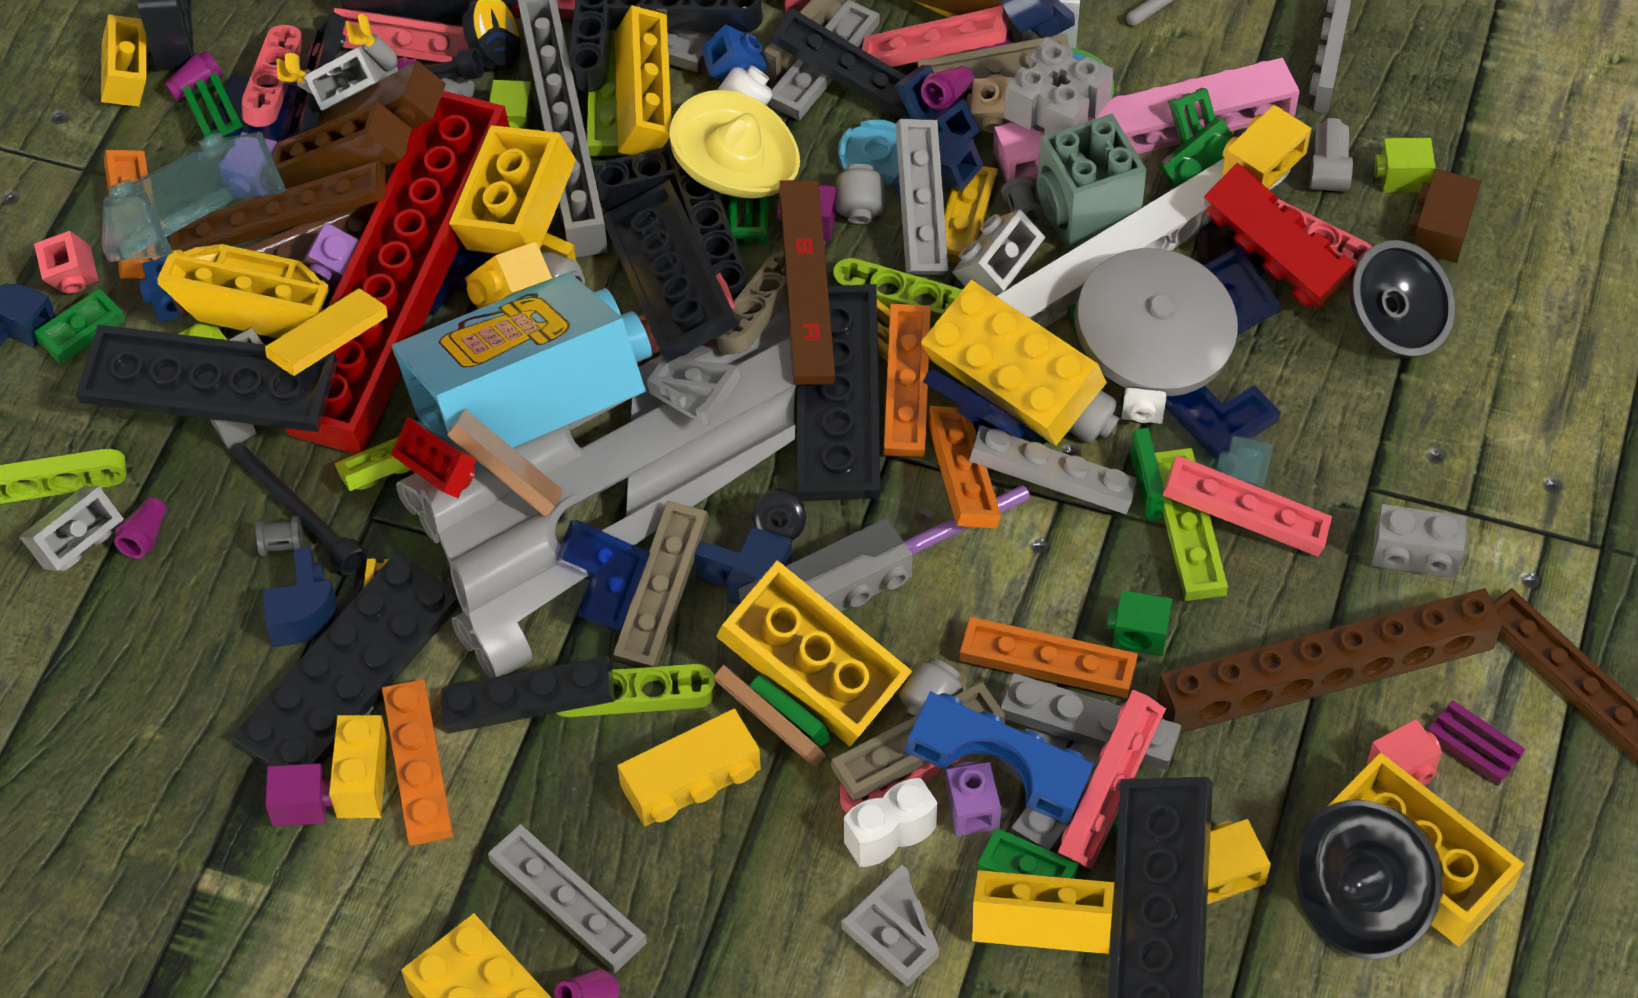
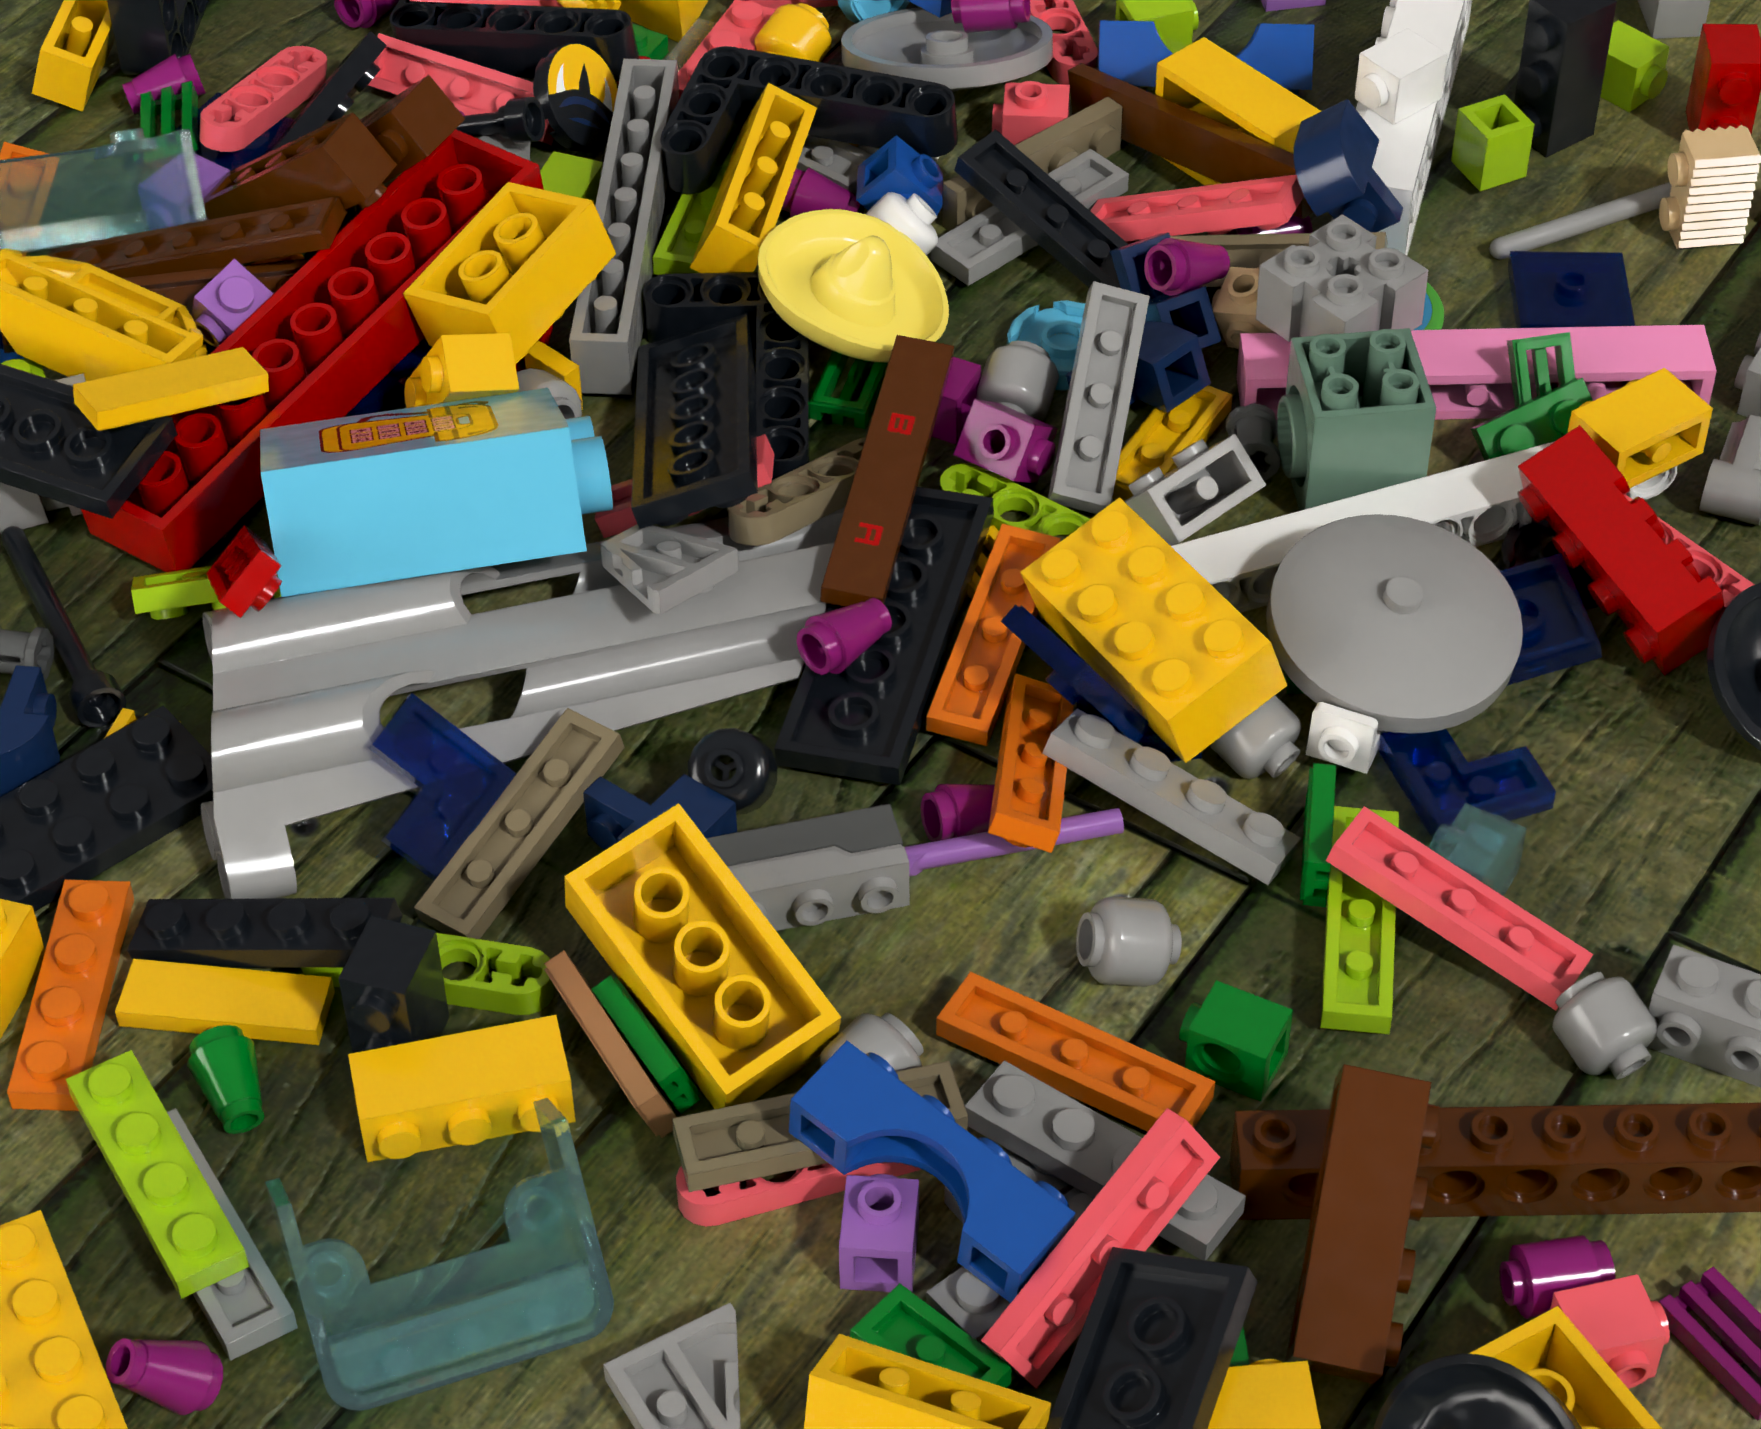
camera: 15 degrees right, 10 degrees down
(347, 73) = (351, 86): light grey torso -> none
(505, 462) = (334, 591): medium nougat tile -> none
(516, 744) = (205, 996): none -> yellow tile
(528, 869) = (157, 1174): none -> lime plate
(542, 795) = (228, 1076): none -> green cone
(630, 717) = (393, 986): none -> black brick
(687, 76) = (816, 192): none -> magenta cone
(744, 906) = (462, 1313): none -> clear light blue windscreen
(816, 408) = (841, 635): none -> magenta cone
(869, 239) = (1006, 442): none -> magenta brick
(883, 824) = (735, 1236): white brick -> none
(925, 509) = (956, 810): none -> magenta cone
(1056, 573) = (1128, 941): none -> light grey head
(1187, 45) = (1569, 289): none -> clear blue plate
(1255, 728) = (1360, 1224): none -> reddish brown brick
(1352, 562) = (1605, 1025): none -> light grey head
(1364, 725) = (1551, 1266): none -> magenta brick

